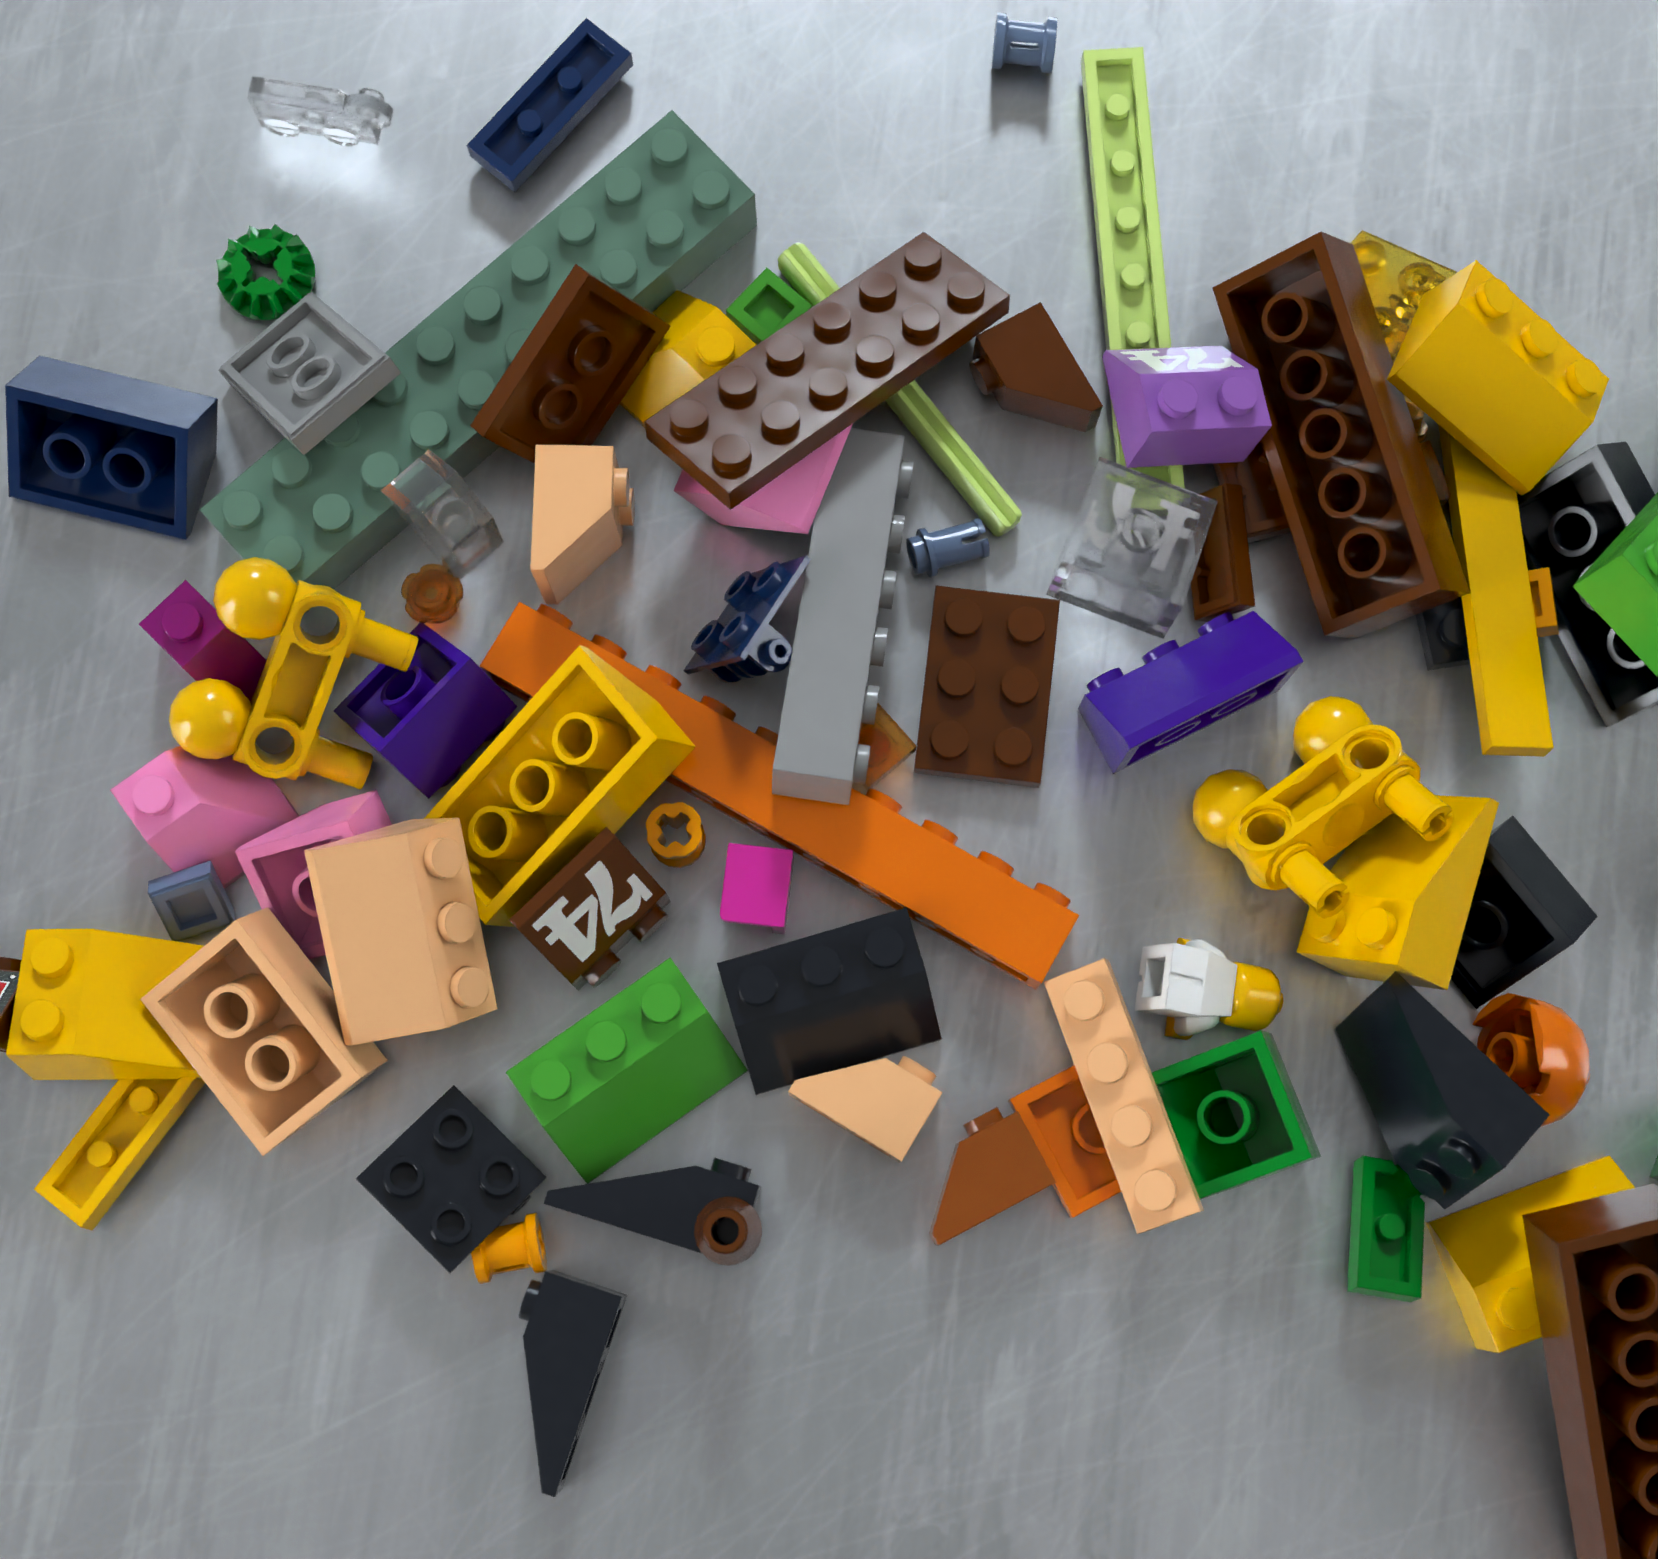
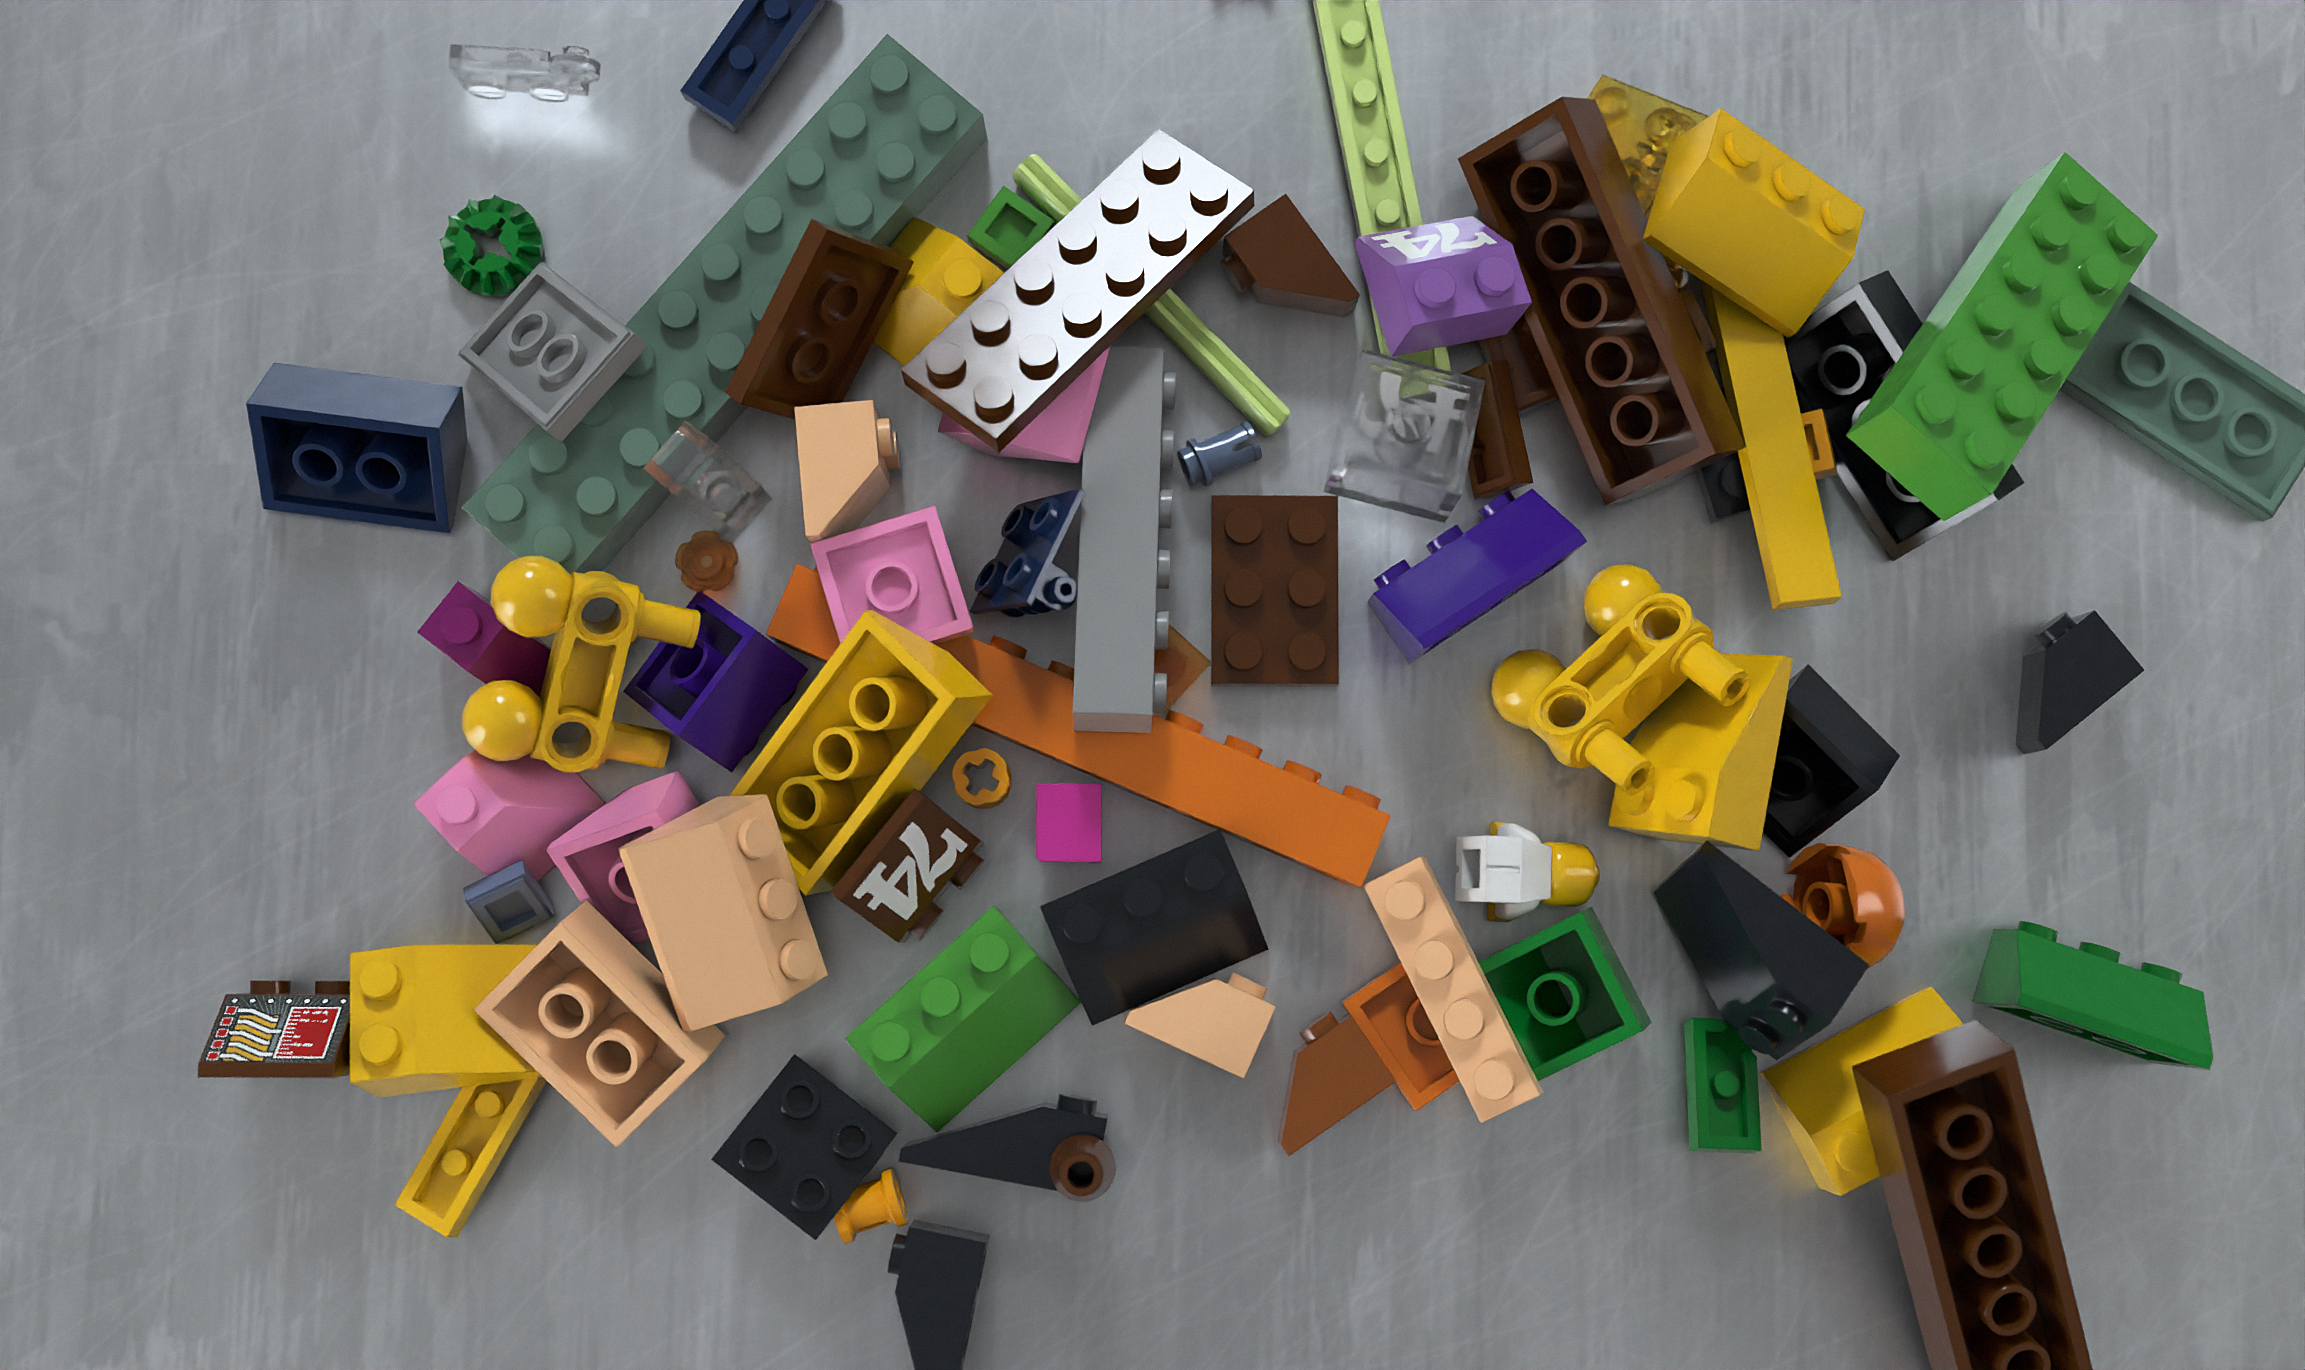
camera: 10 degrees left, 5 degrees up
(619, 616) = (898, 572): none -> bright pink plate

